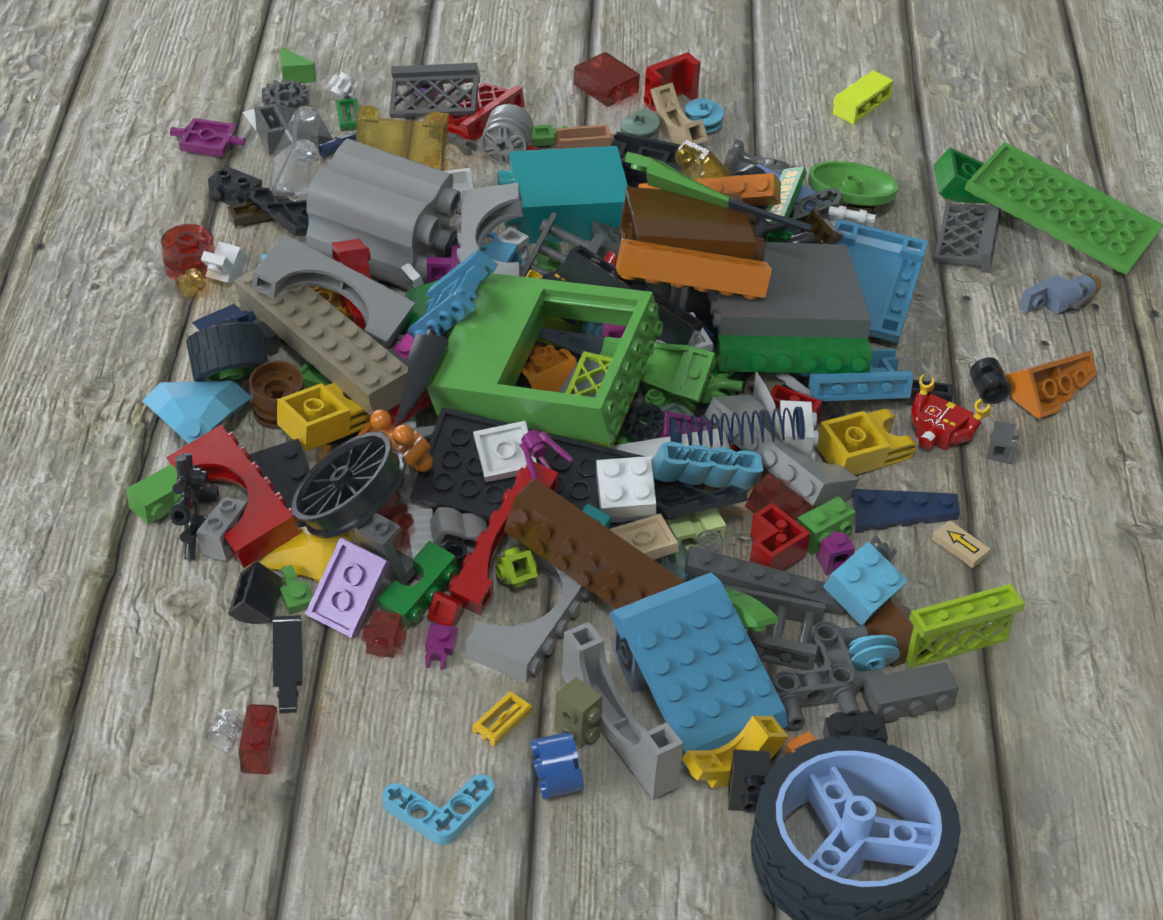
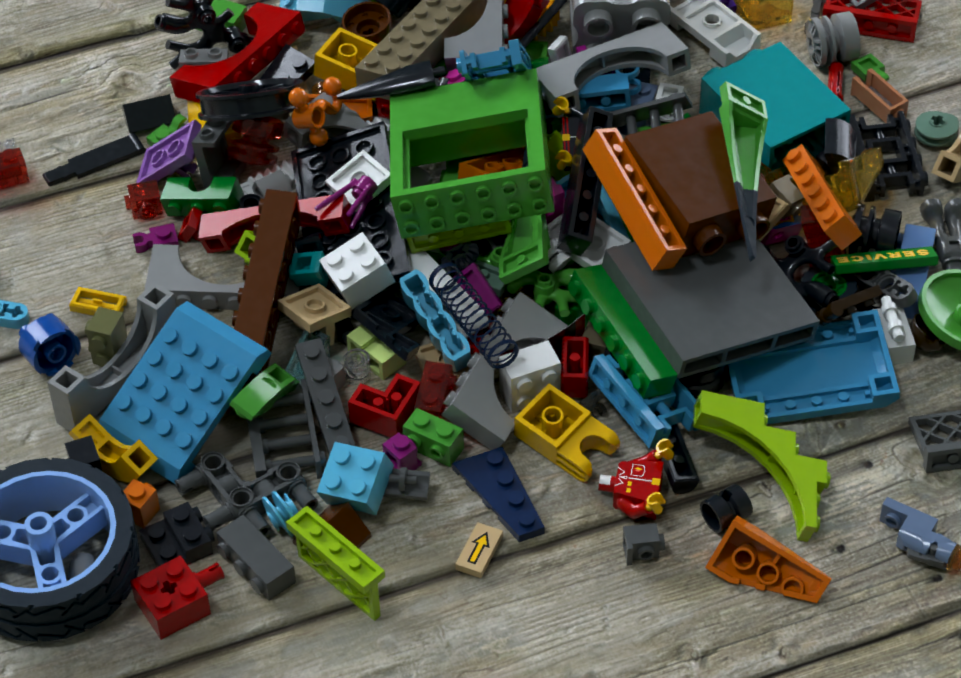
camera: 70 degrees right, 5 degrees up
(943, 755) = (174, 595): none -> red brick
(978, 329) = (775, 448): none -> lime arch

